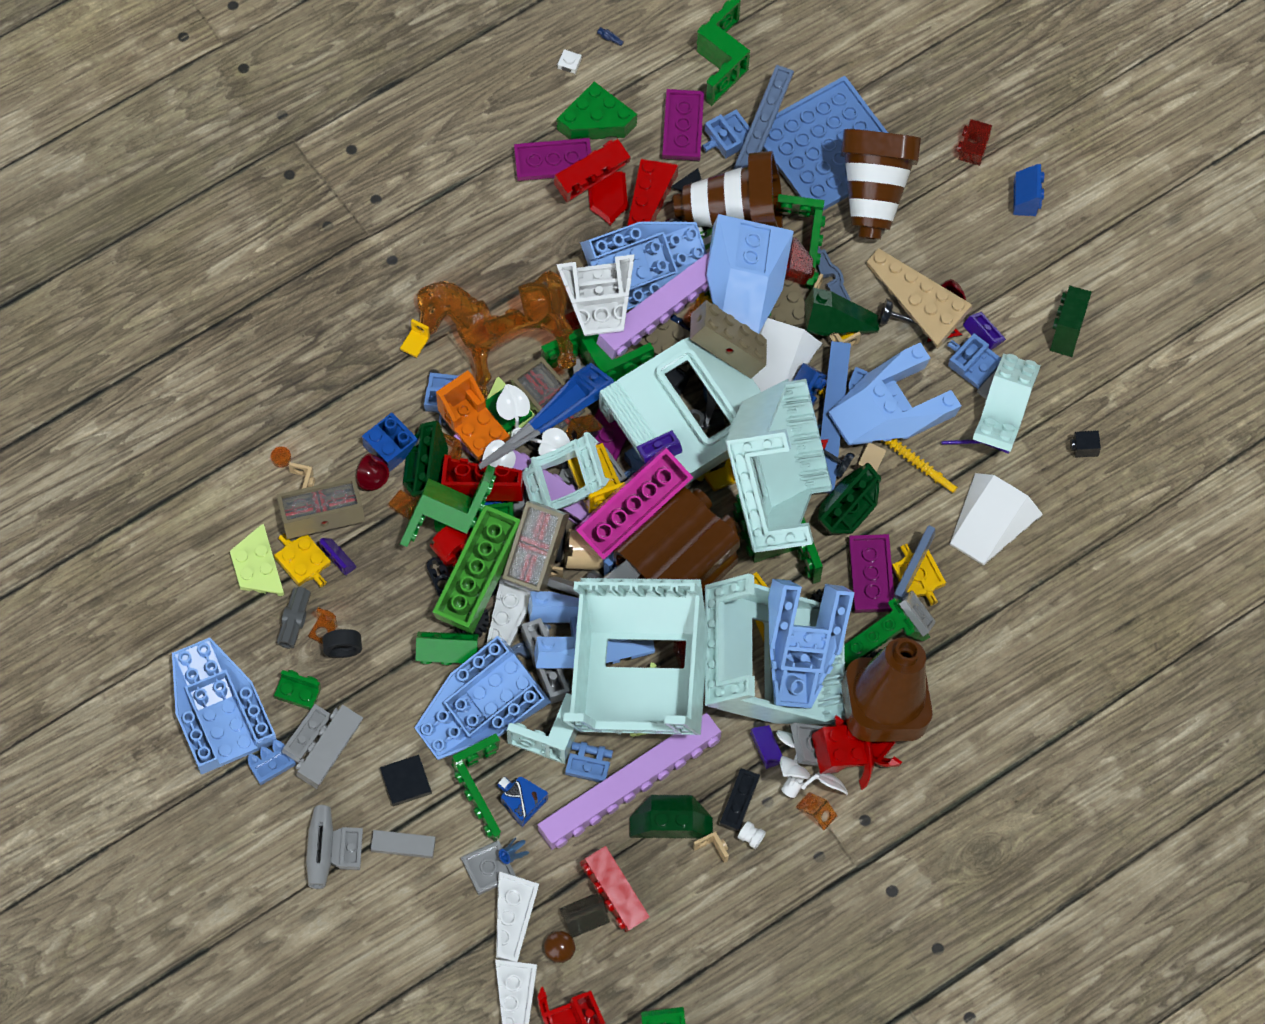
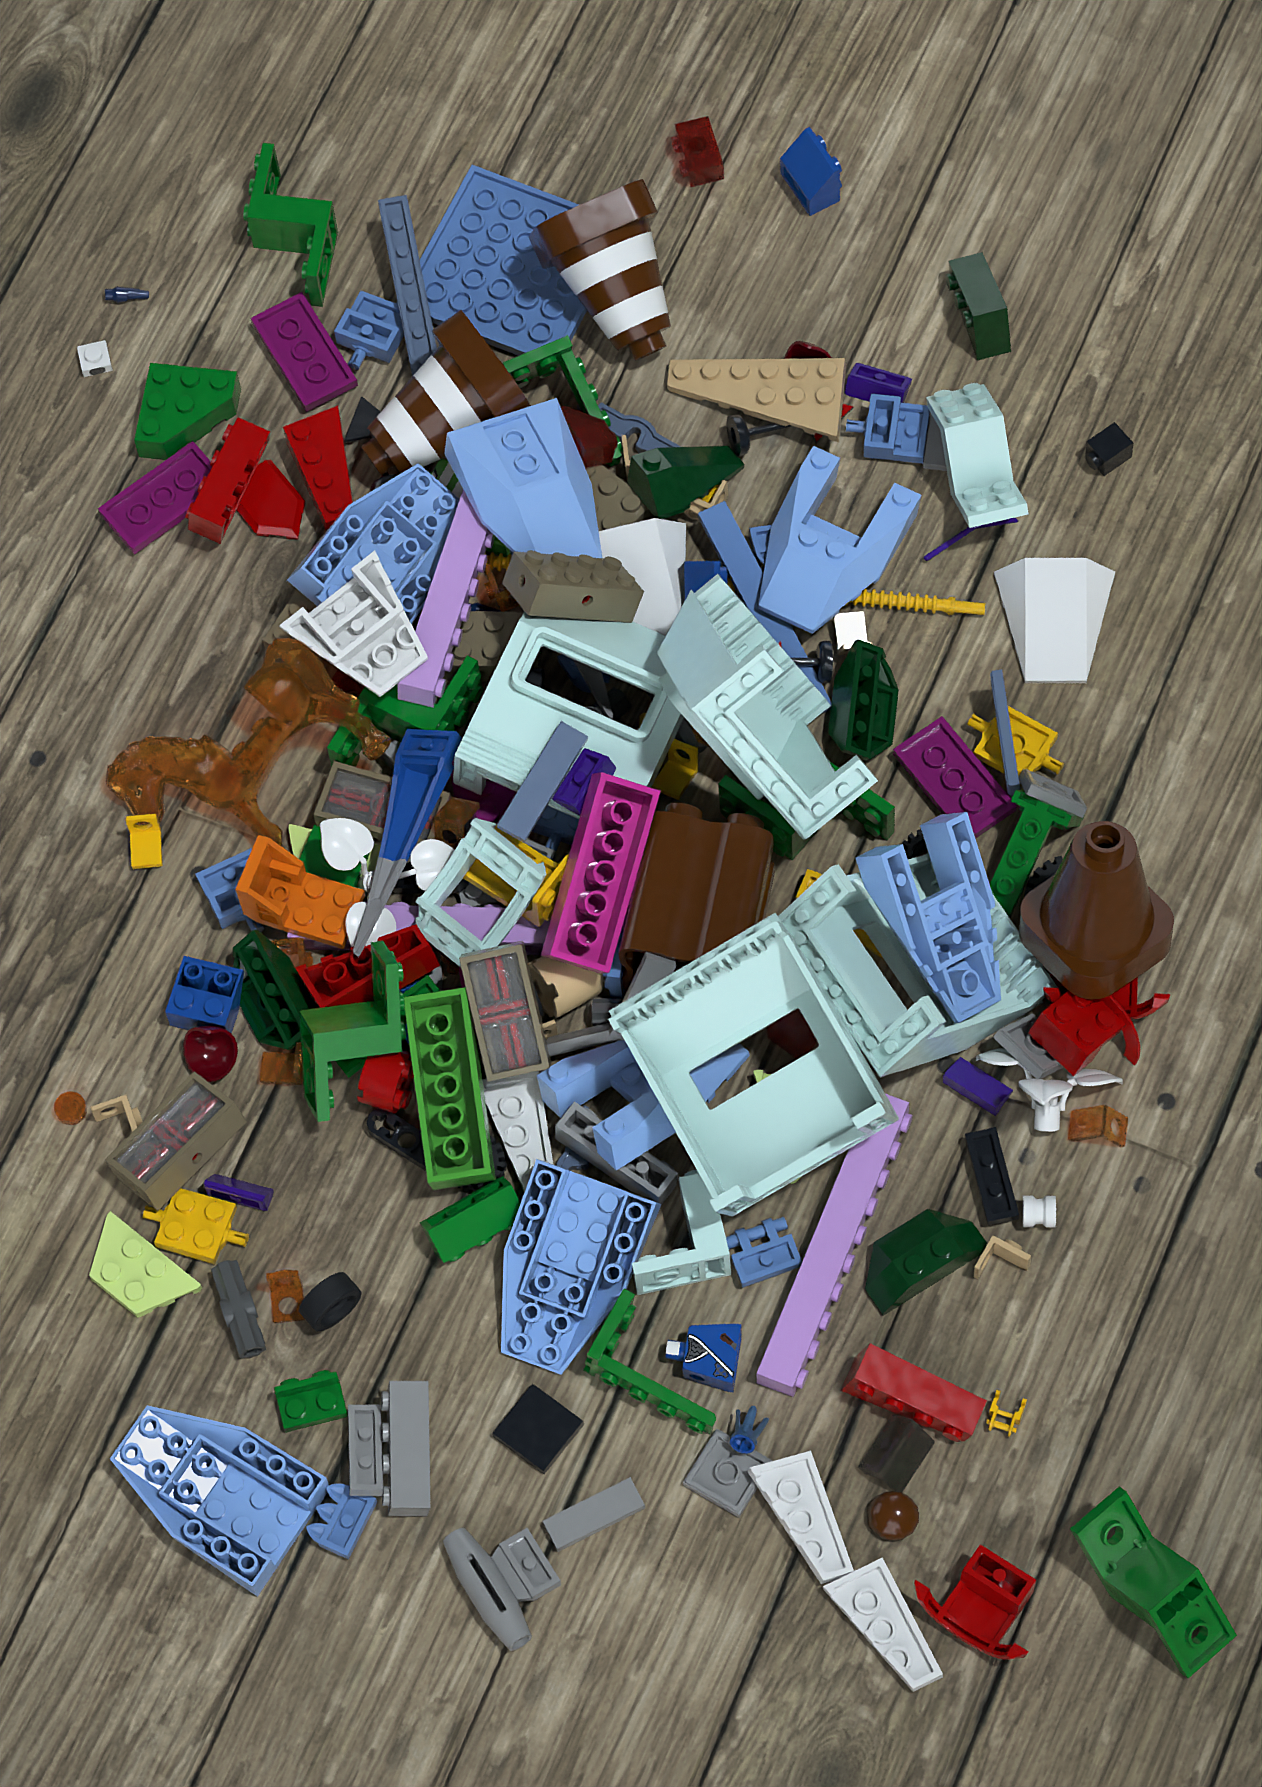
camera: 25 degrees left, 0 degrees up
(636, 434) = (542, 782): none -> sand blue tile
(661, 937) = (1016, 1417): none -> yellow piece

